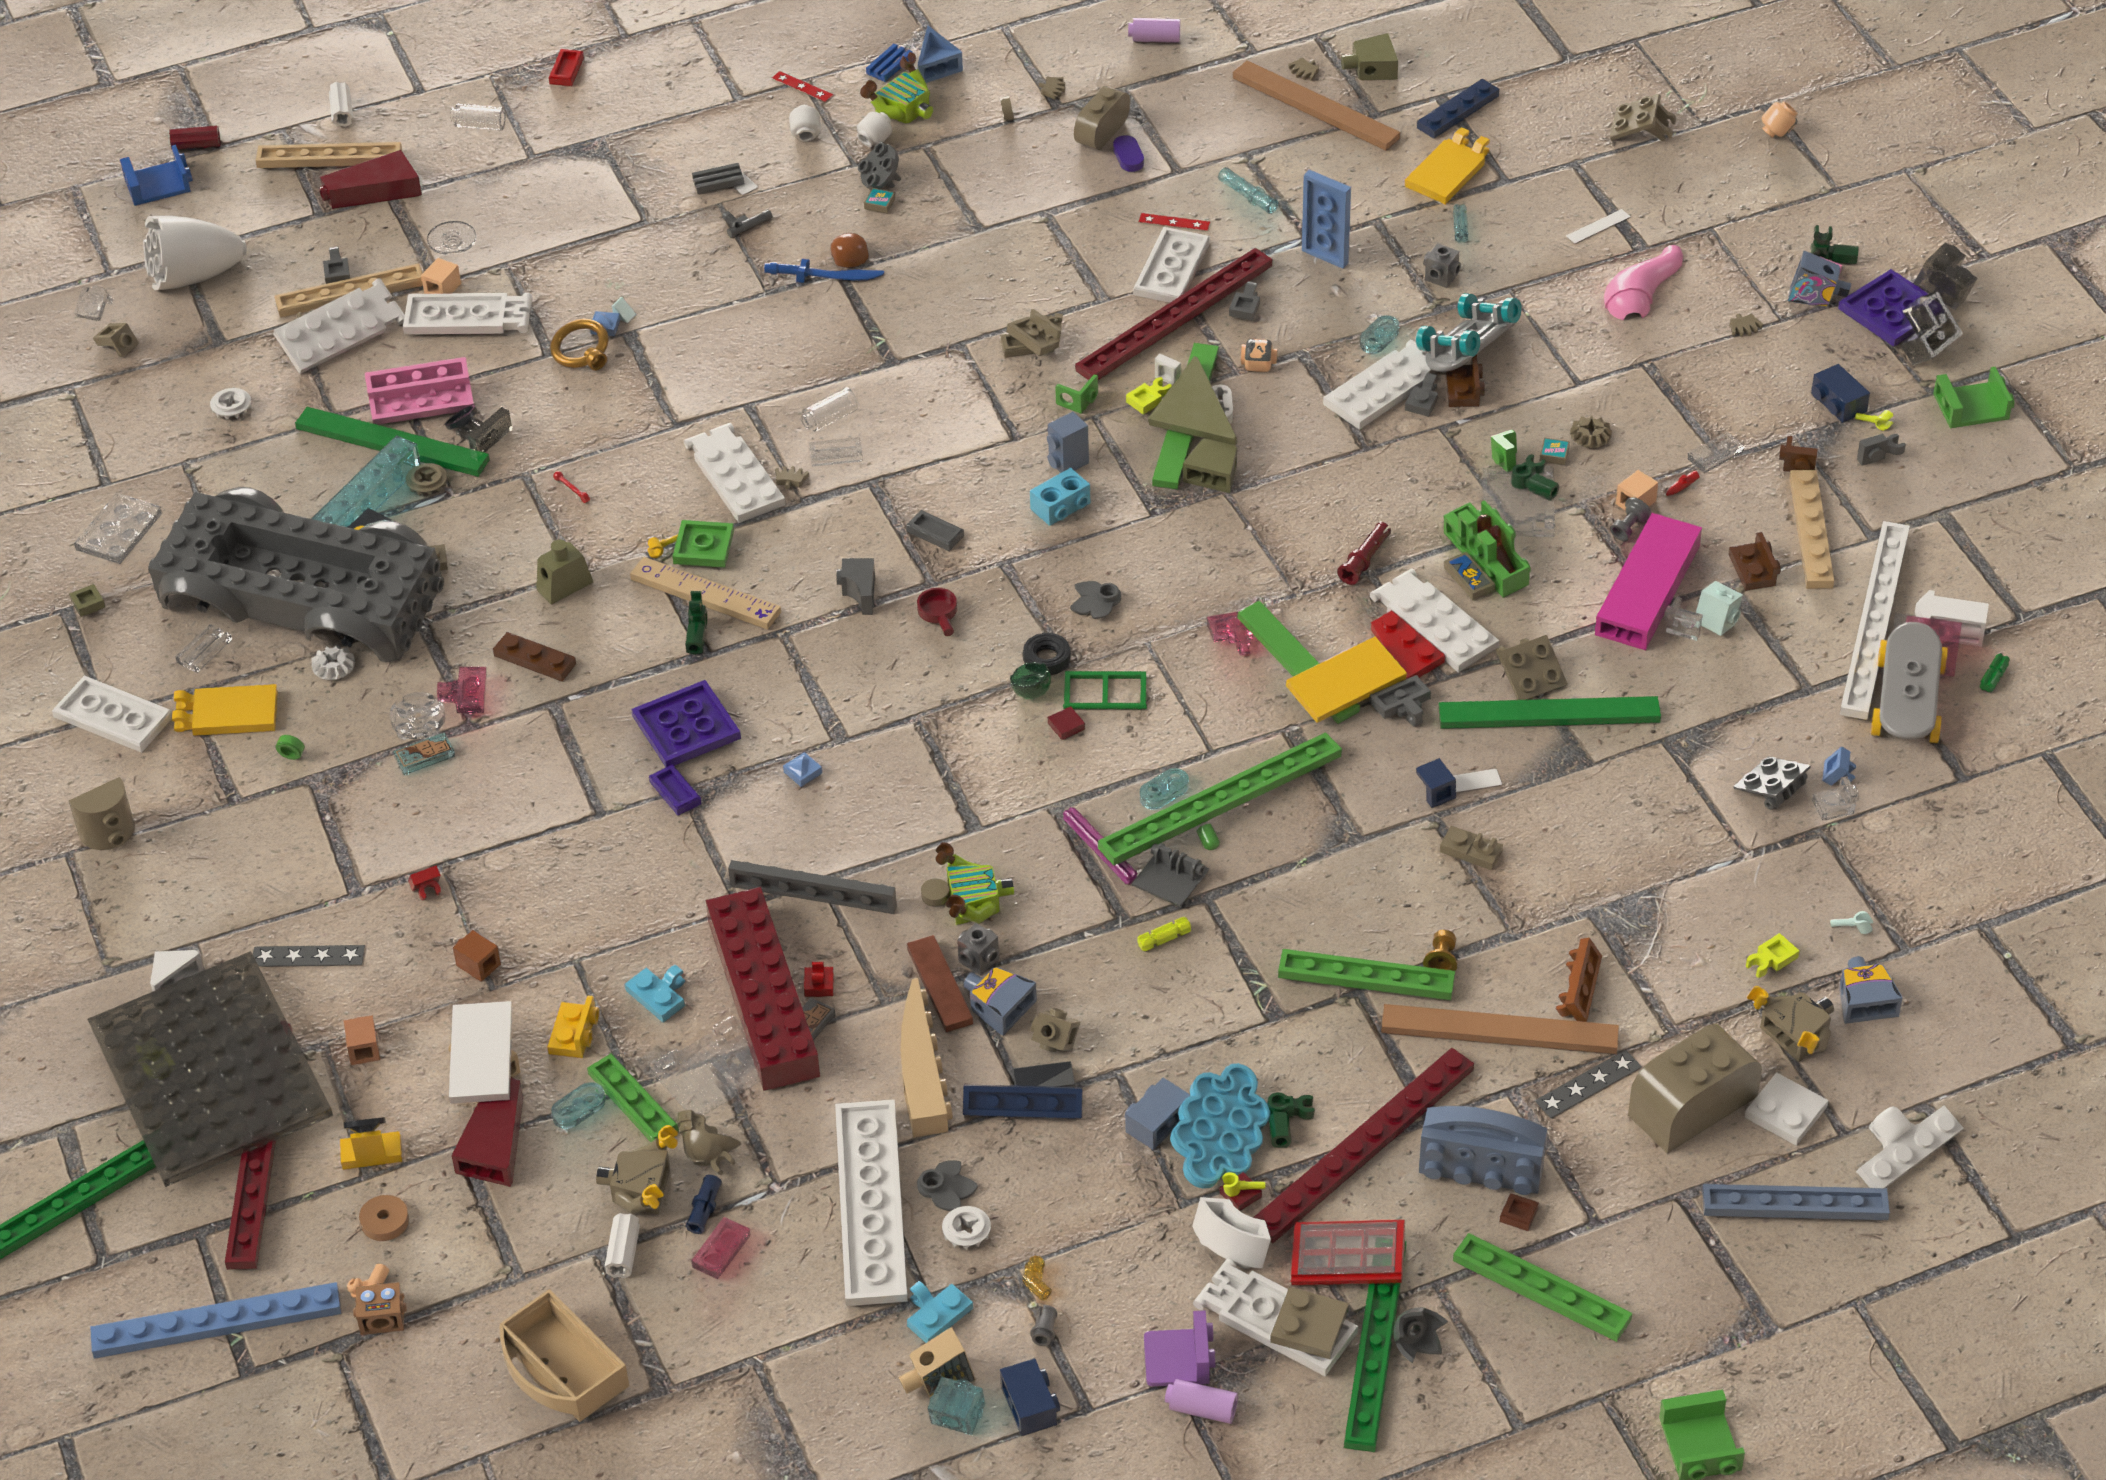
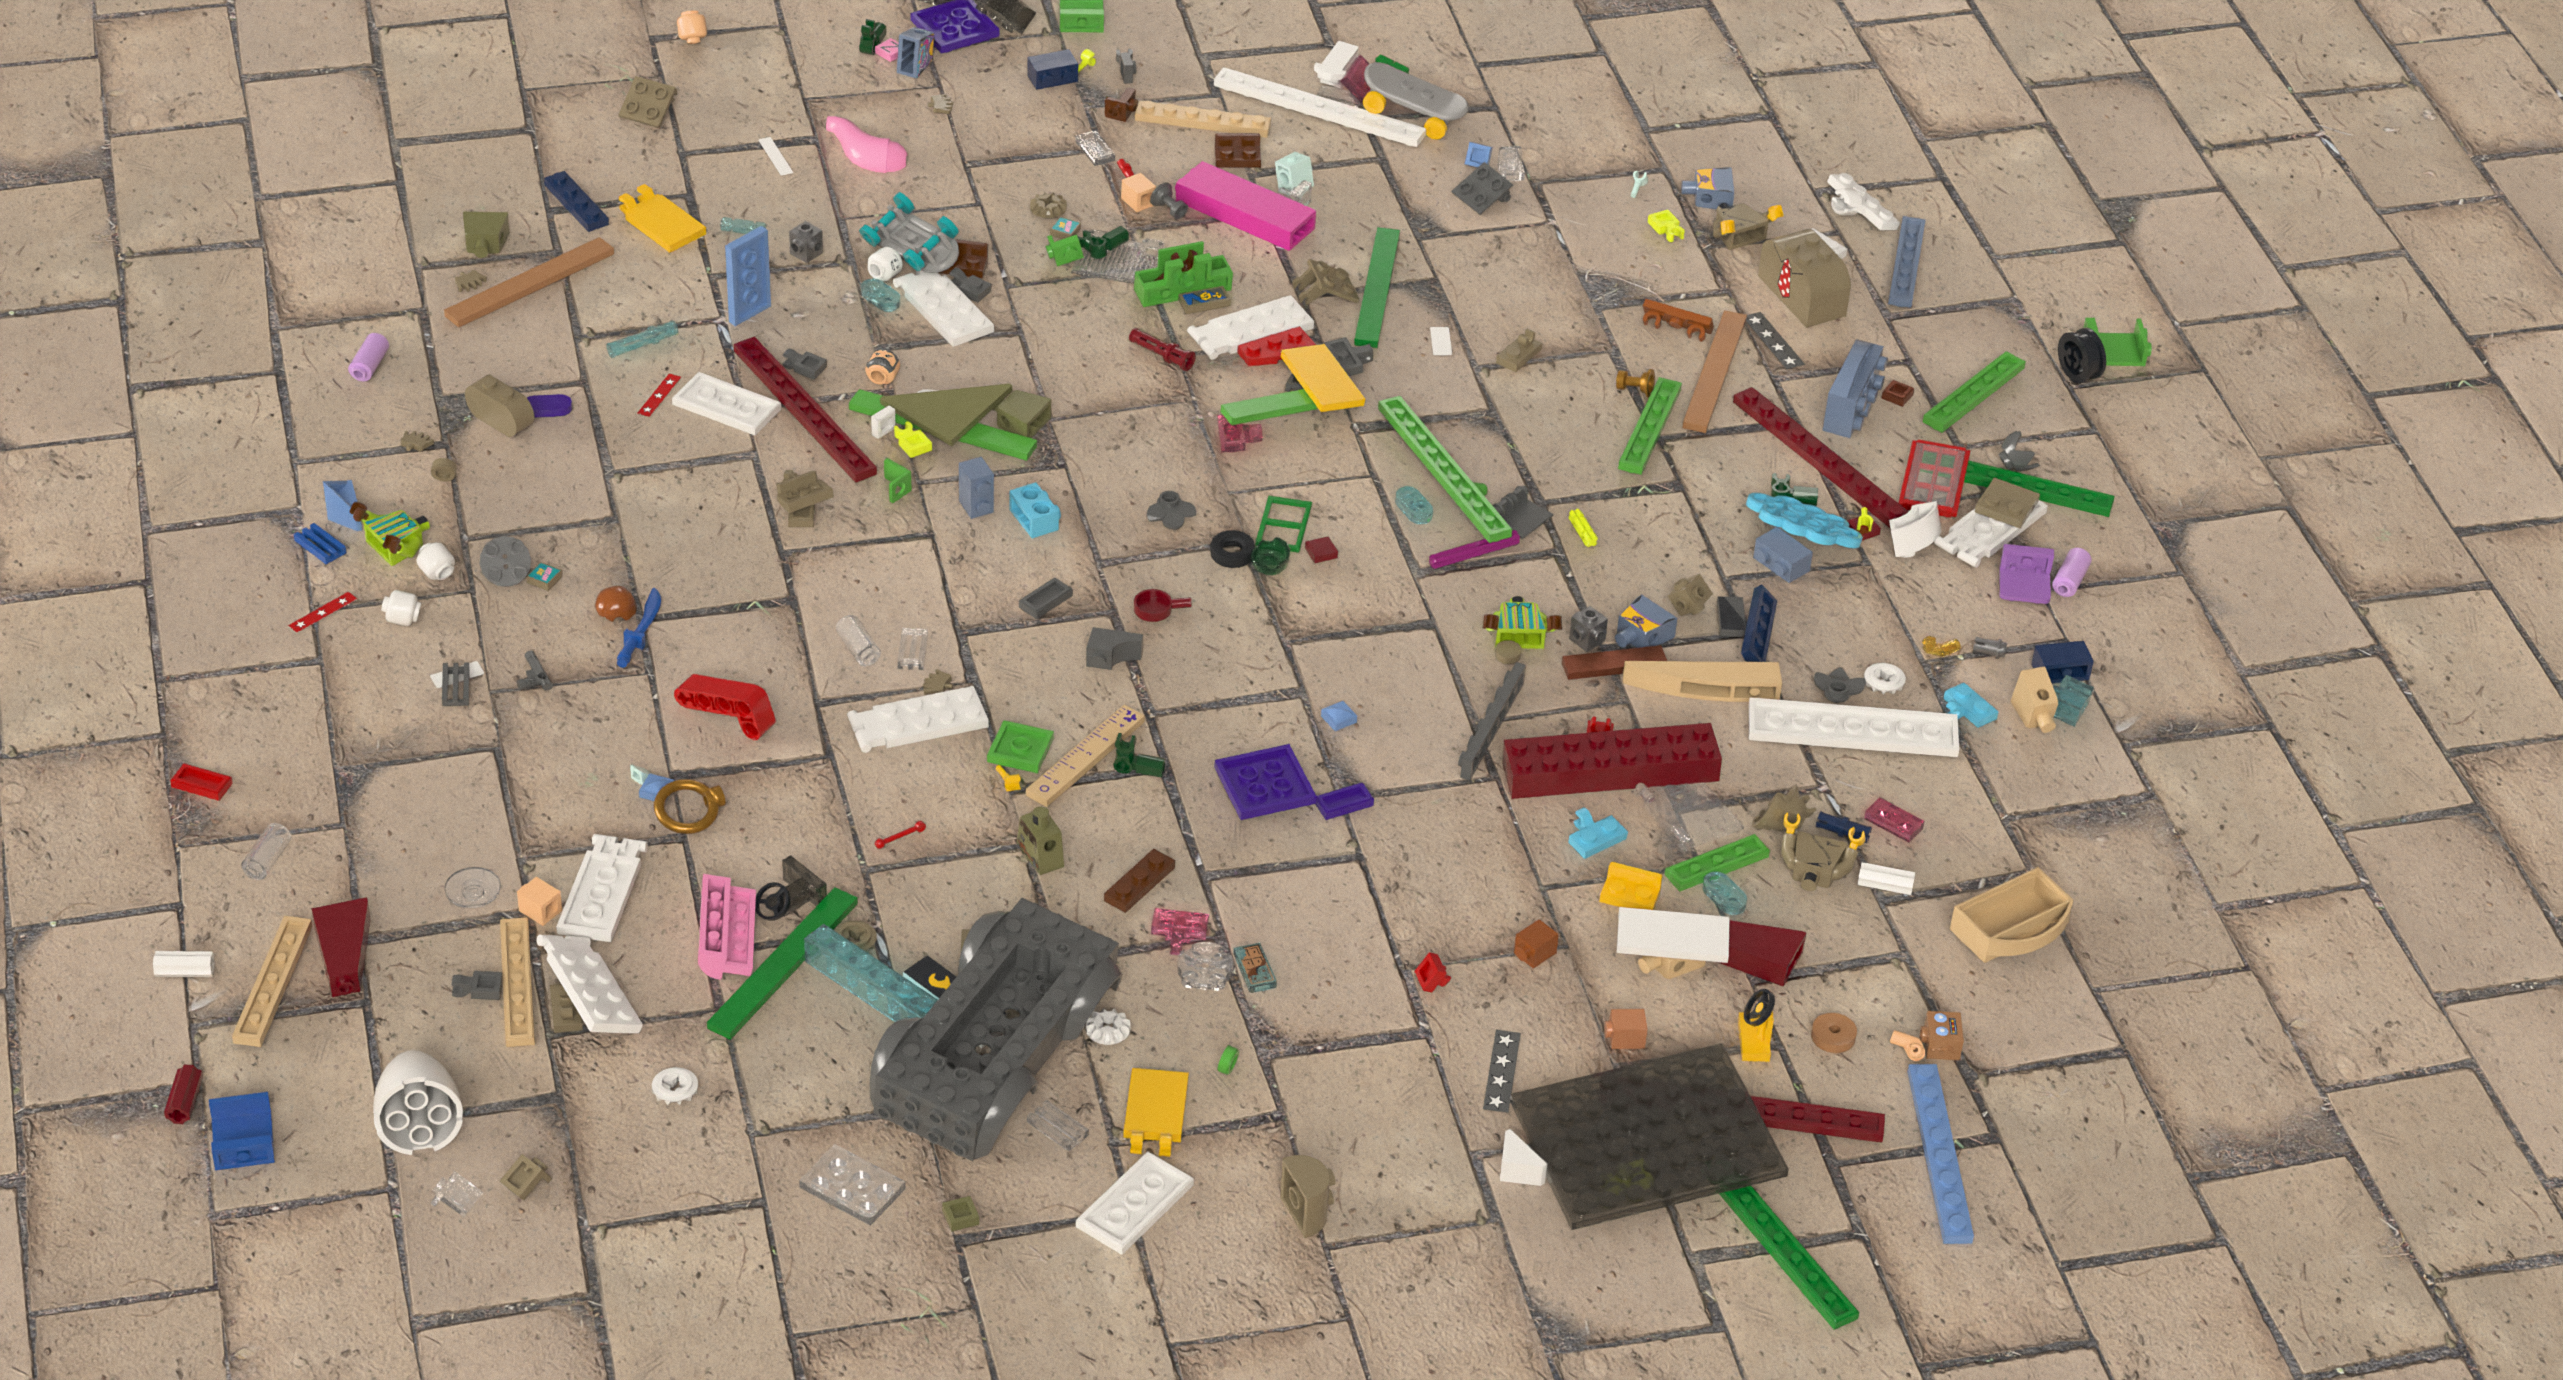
camera: 85 degrees left, 5 degrees down
(711, 337) = (729, 698): none -> red beam
(1425, 317) = (884, 264): none -> white head
(1438, 781) = (1450, 347): dark blue panel -> none
(1634, 1386) = (2082, 355): none -> black wheel

